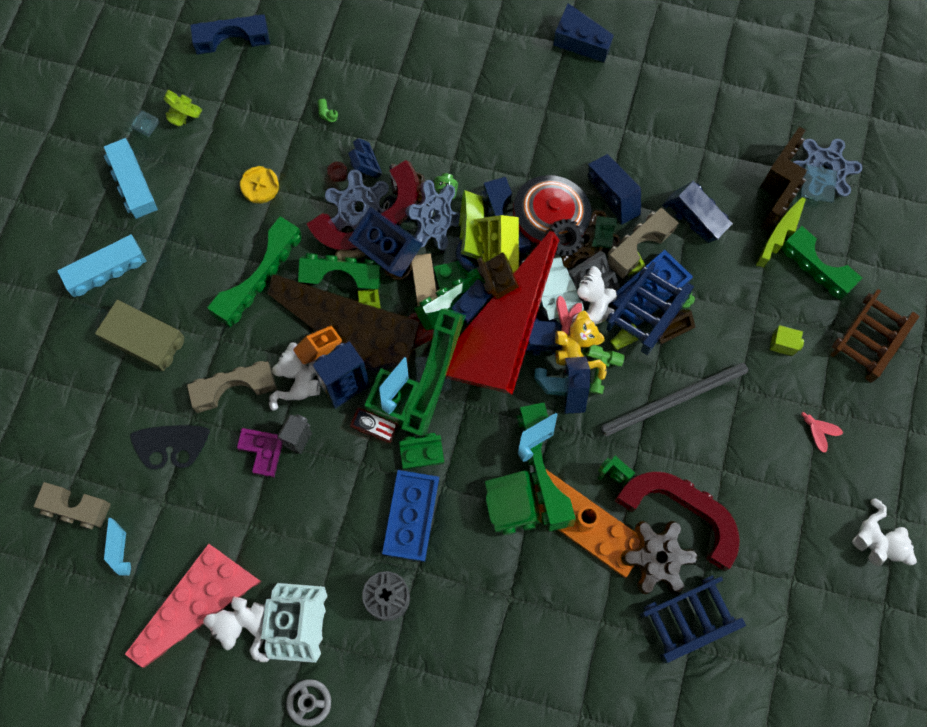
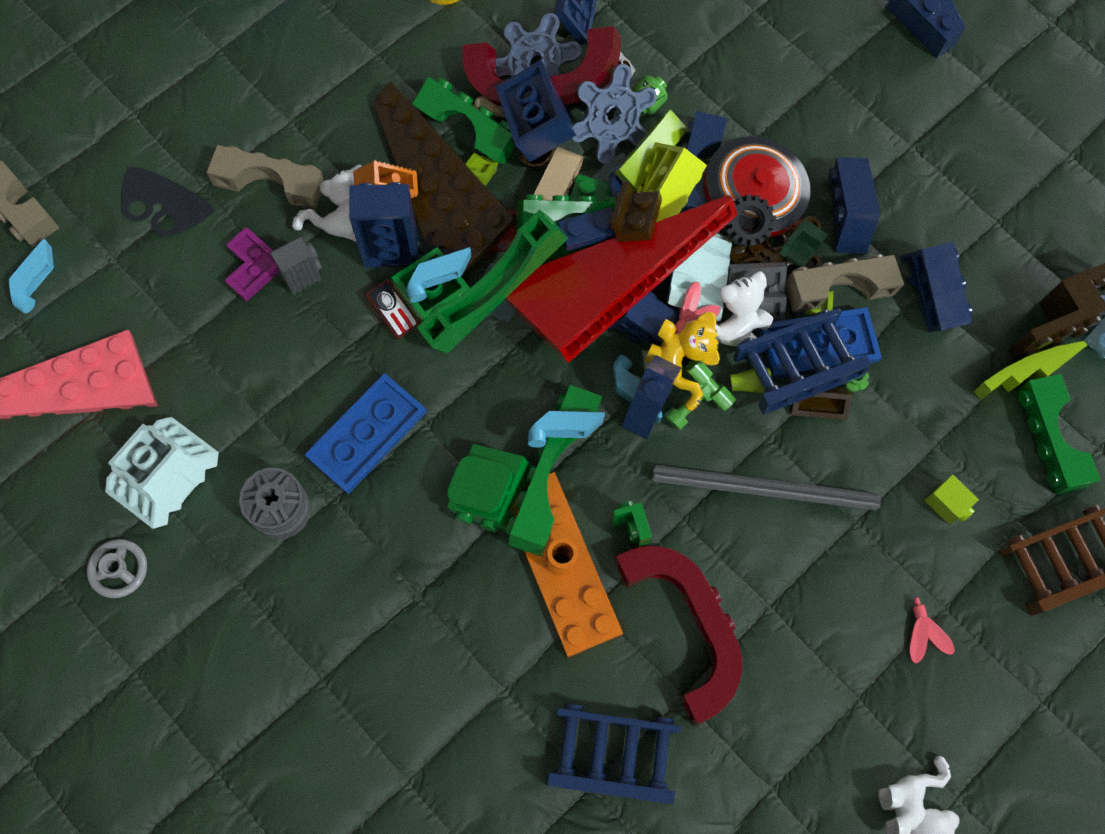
camera: 30 degrees right, 0 degrees up
(140, 335) = (207, 68): olive brick -> none
(228, 625) = (86, 429): white animal -> none
(231, 303) = (329, 88): green arch -> none
(337, 171) = (537, 10): clear red tile -> none
(421, 451) = (426, 370): green bracket -> none
(645, 557) = (603, 651): plate -> none

